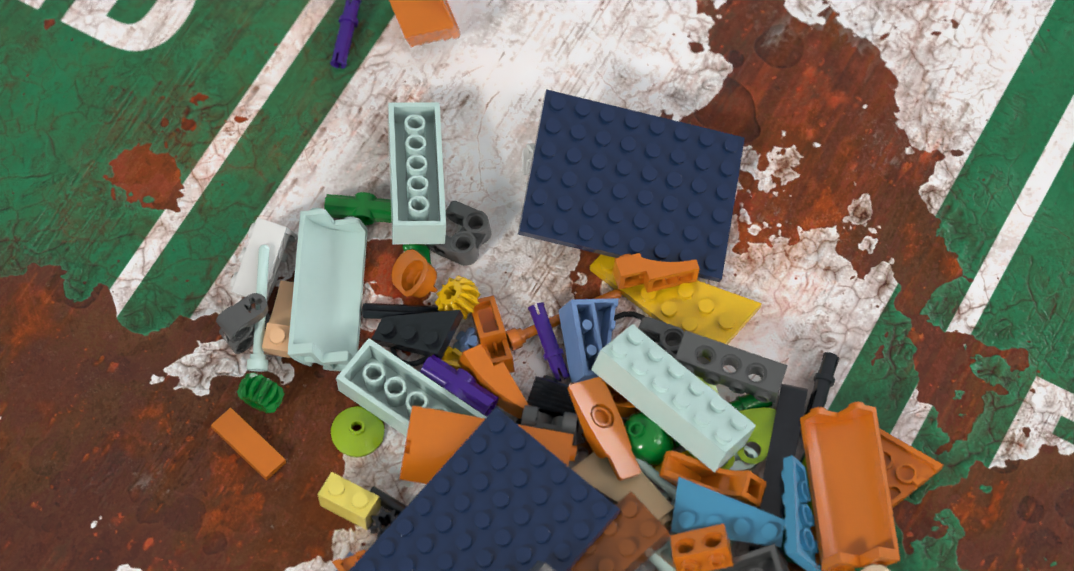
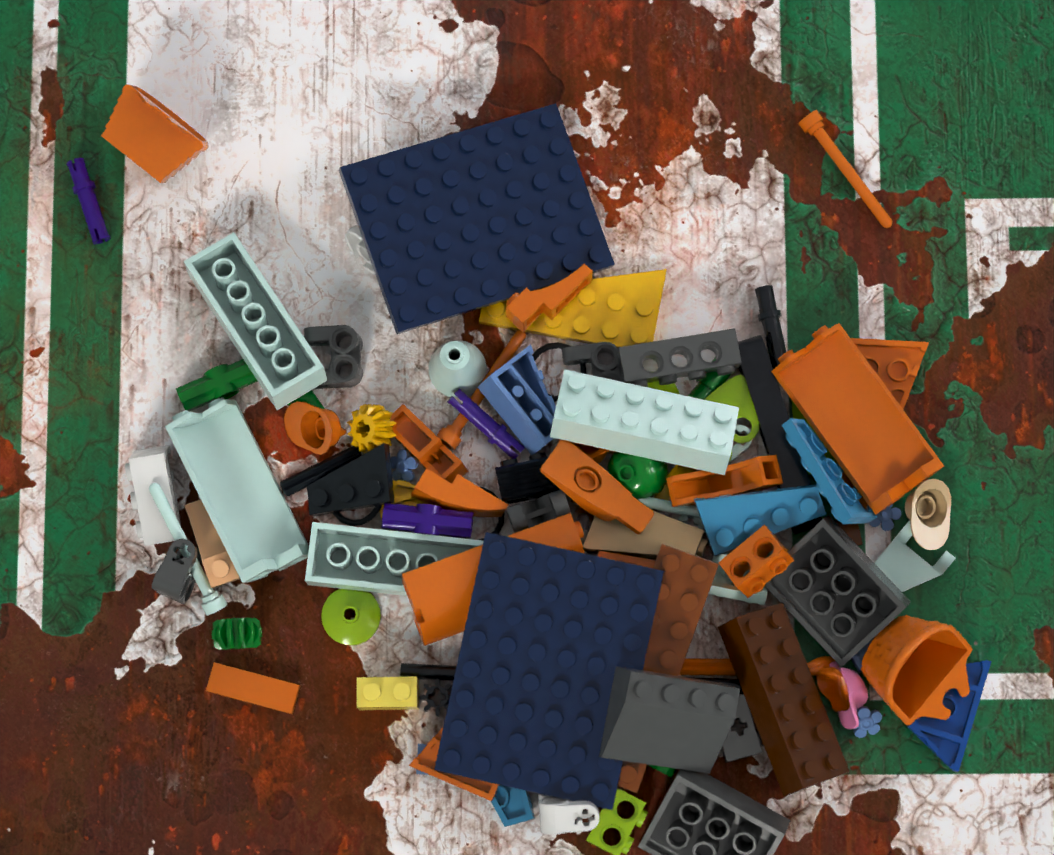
camera: 25 degrees left, 15 degrees up
(551, 285) = (457, 366): none -> light aqua cone
(942, 257) = (813, 125): none -> orange piece

